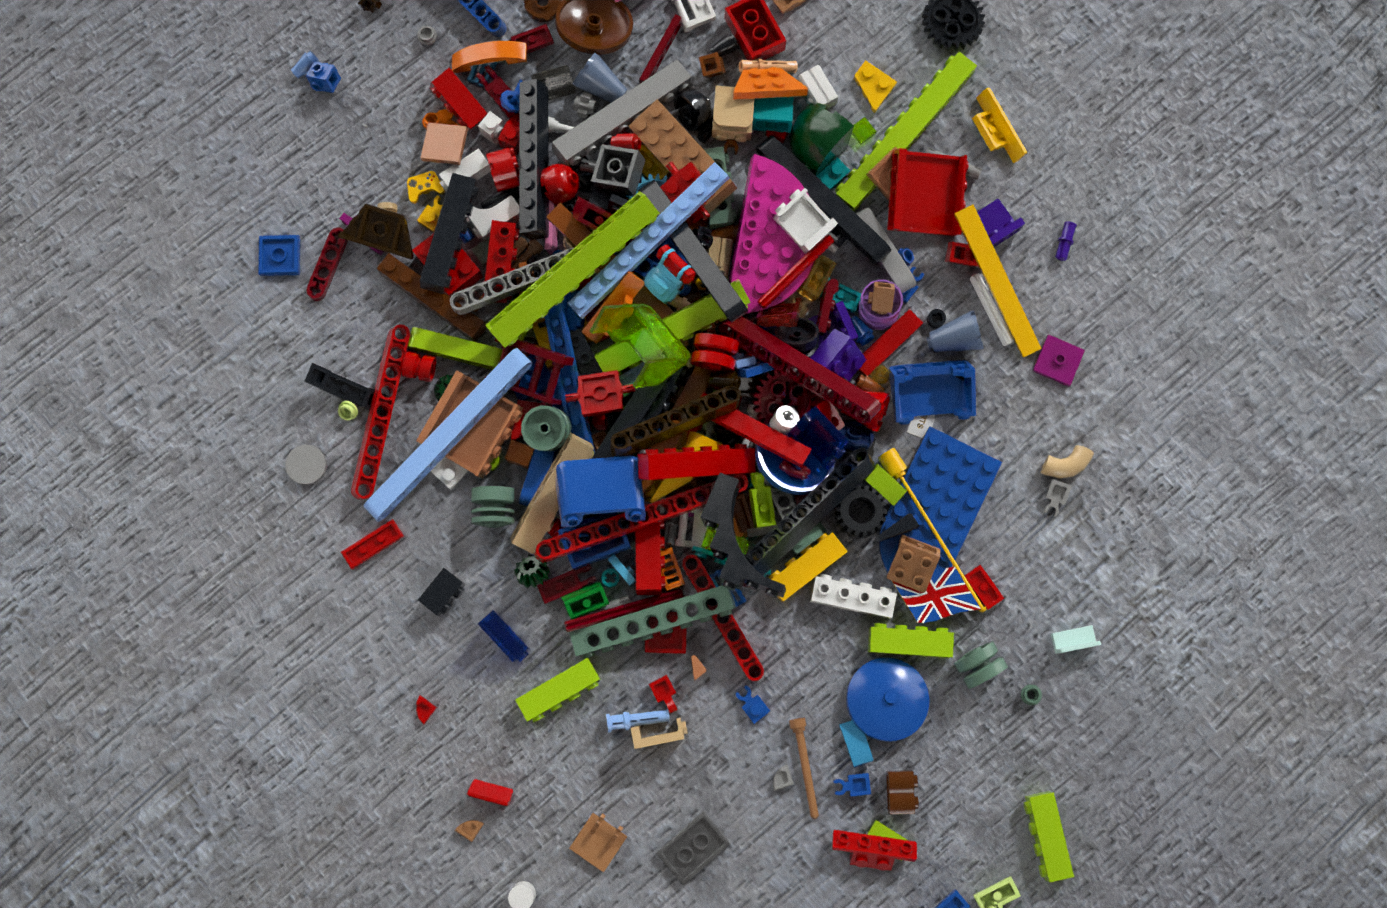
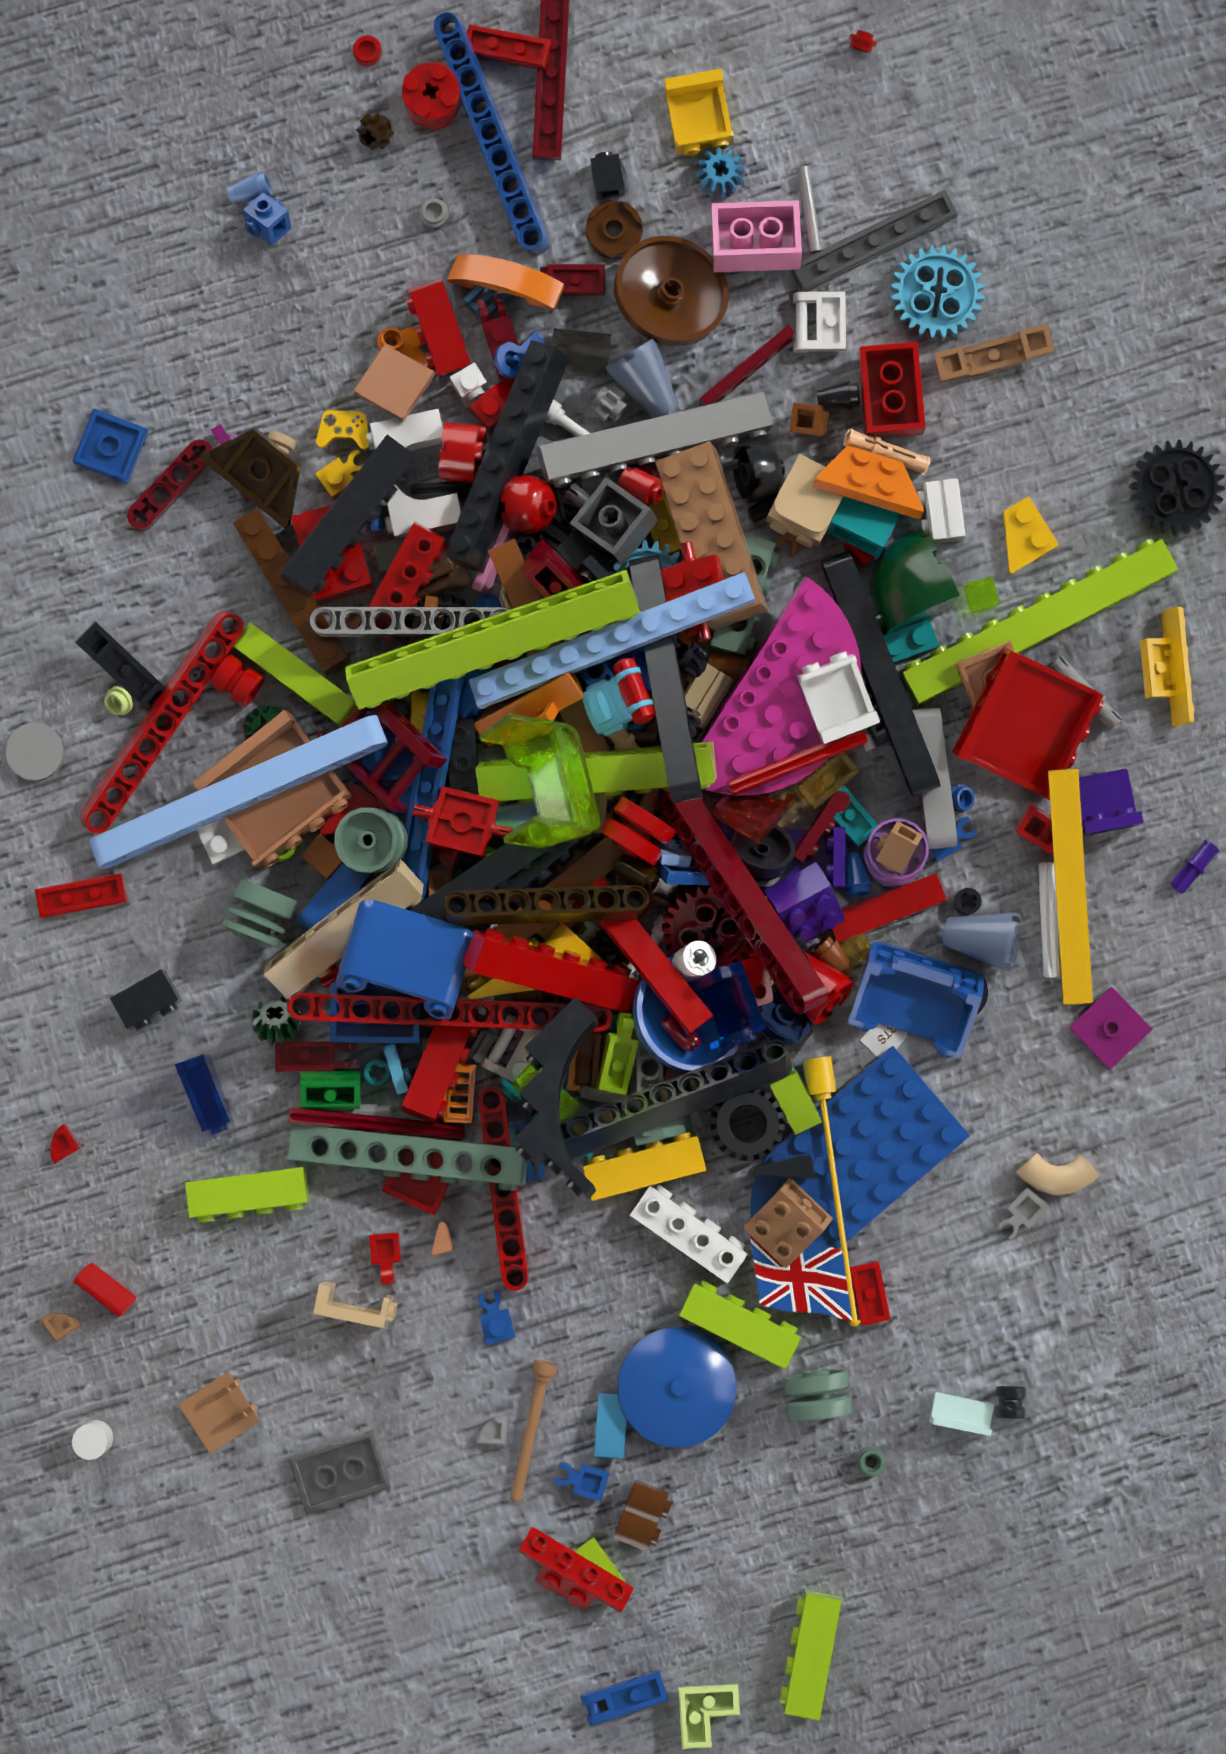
camera: 30 degrees right, 5 degrees up
(628, 720) = (322, 1271): light blue pin -> none
(1104, 623) = (1010, 1409): none -> black wheel

